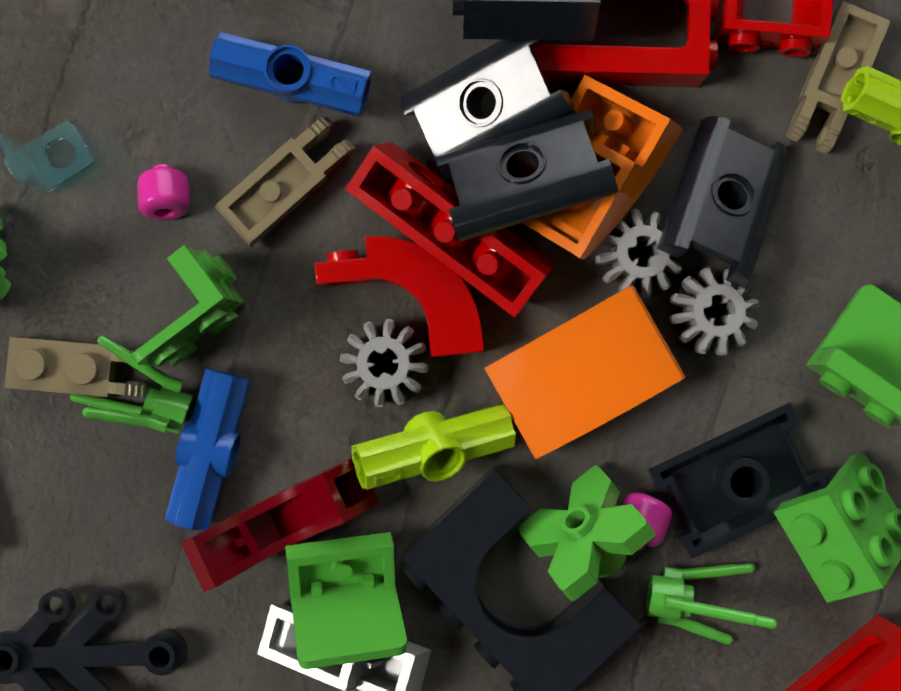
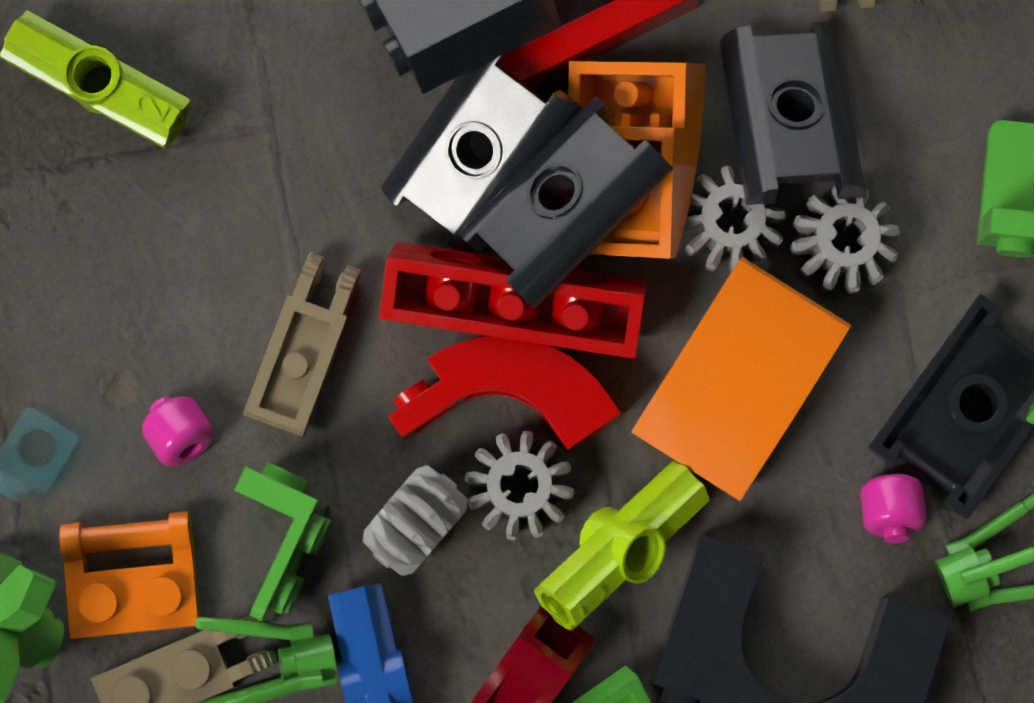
camera: 30 degrees left, 5 degrees down
(69, 294) = (130, 597): none -> orange plate
(260, 64) = (209, 238): blue piece -> none
(294, 348) = (414, 520): none -> light grey gear
(589, 536) = (842, 551): bright green plant -> none

